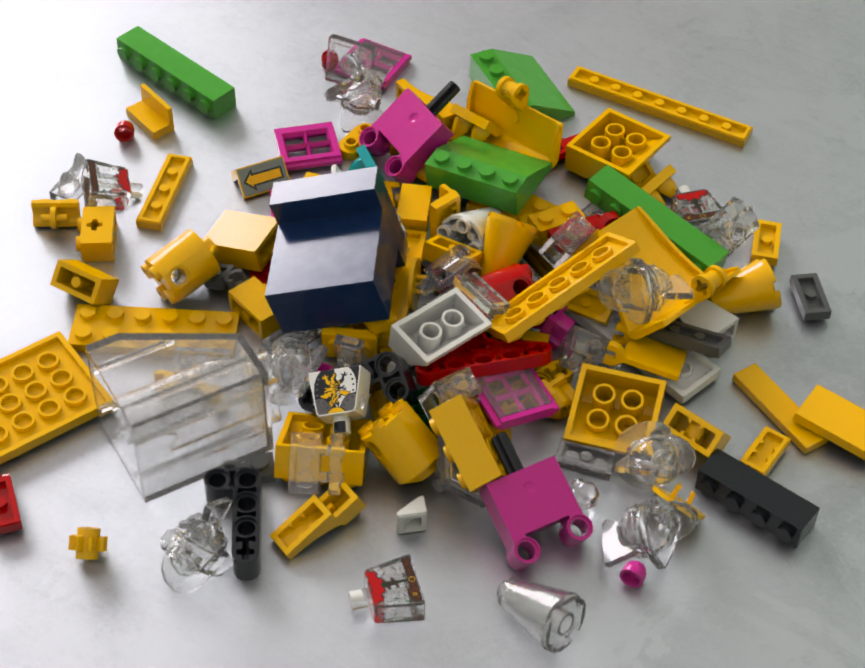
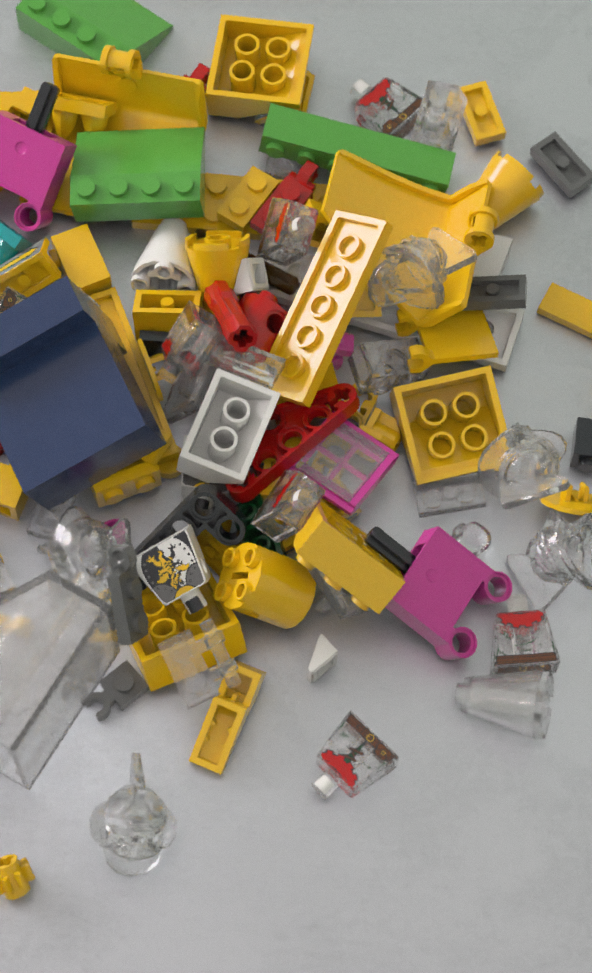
camera: 30 degrees left, 20 degrees up
(245, 490) = (152, 762): black beam -> none
(292, 393) = (126, 595): none -> dark grey hinge
(349, 351) = (142, 506): clear tile -> none
(441, 208) = (126, 251): yellow bracket -> none
(488, 263) = (234, 323): none -> red axle
(524, 253) = (251, 276): none -> white slope
(579, 572) = (522, 639): none -> clear torso
(633, 574) = (570, 604): dark pink hinge -> none
(662, 183) = (326, 88): yellow tile -> none
(695, 430) = (544, 406): yellow brick -> none

